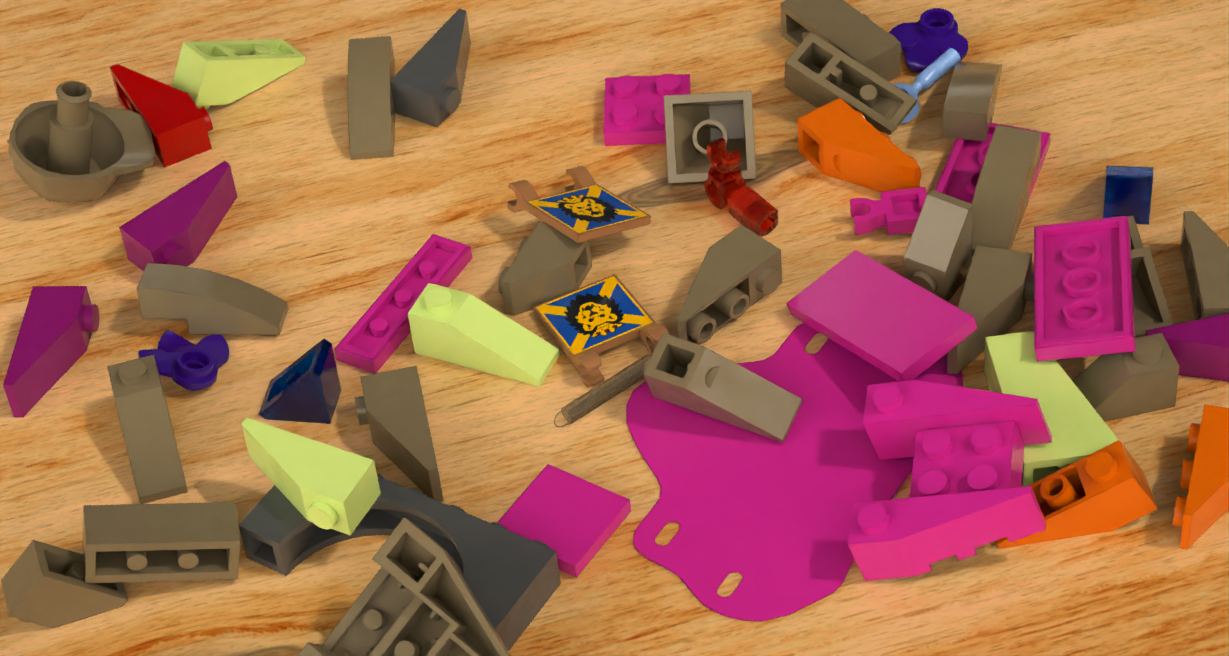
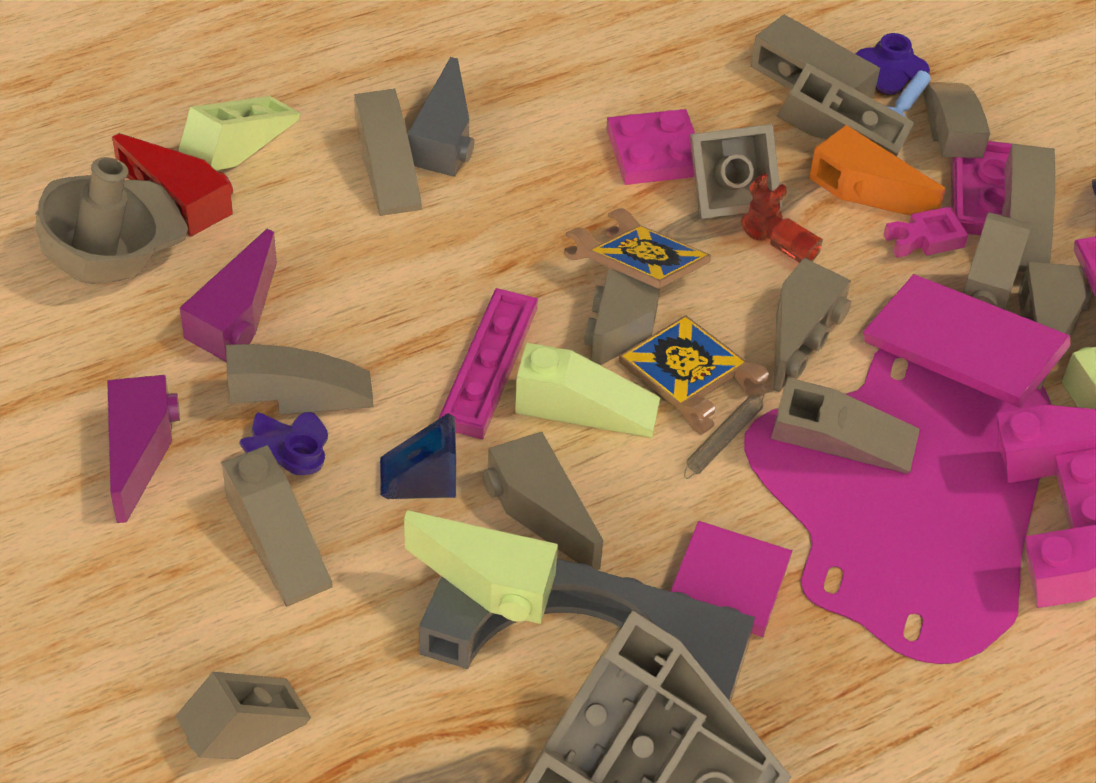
camera: 20 degrees left, 5 degrees up
(160, 542) = (339, 653): dark tan brick -> none

